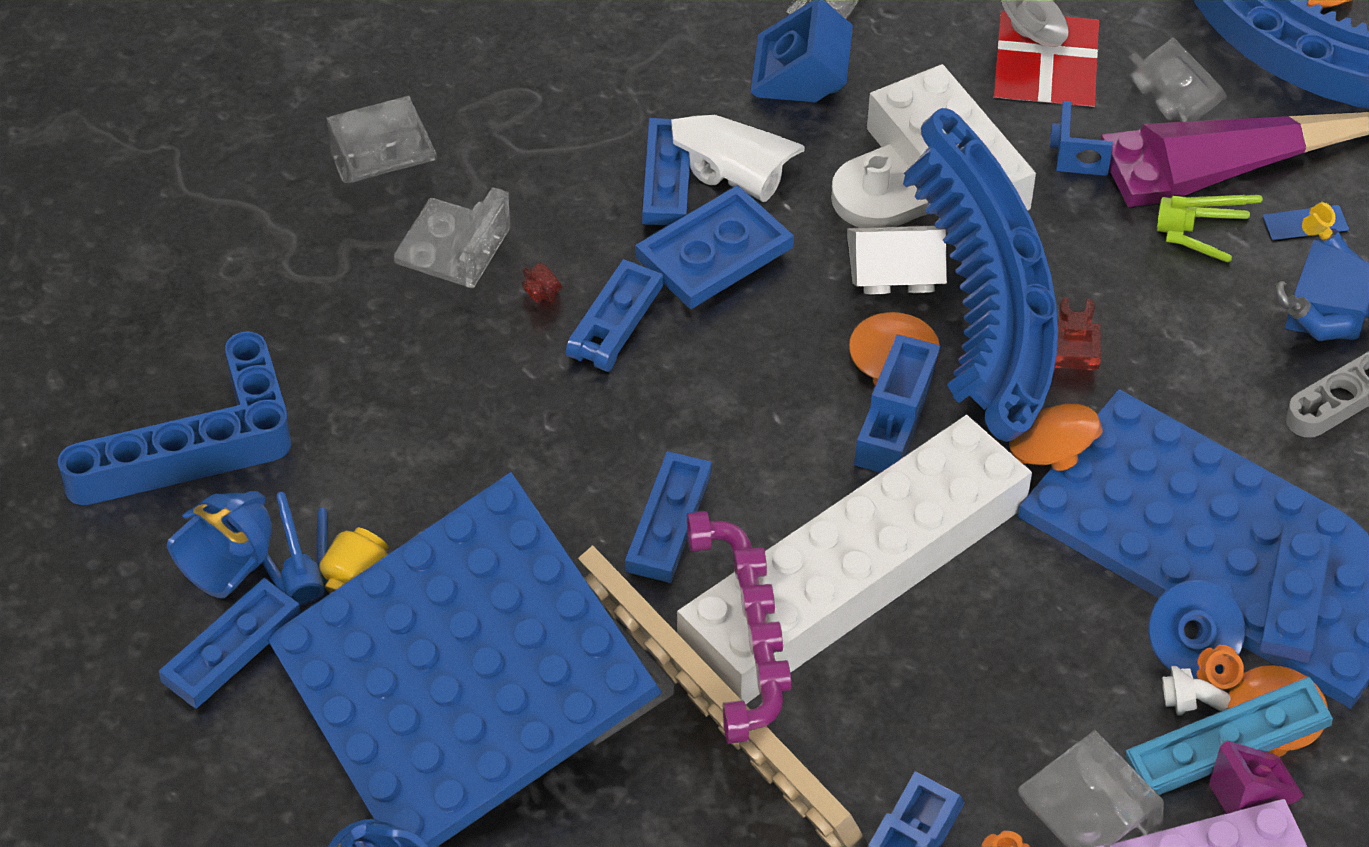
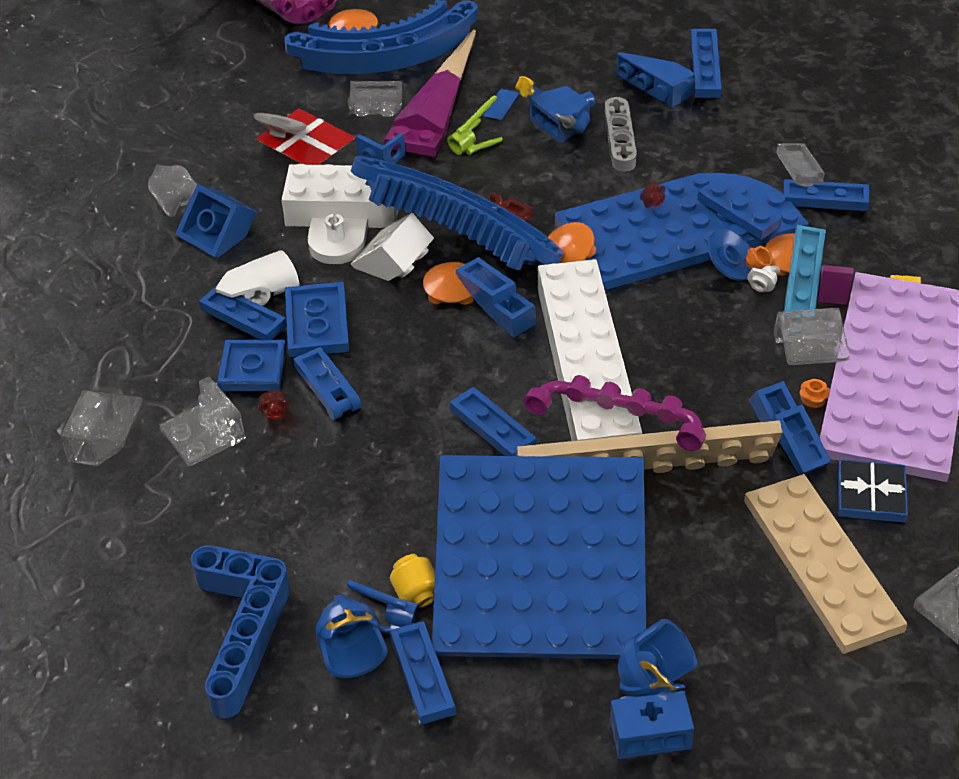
camera: 55 degrees left, 5 degrees down
(588, 228) = (252, 365): none -> blue plate
(1228, 477) = (653, 195): none -> clear red plate

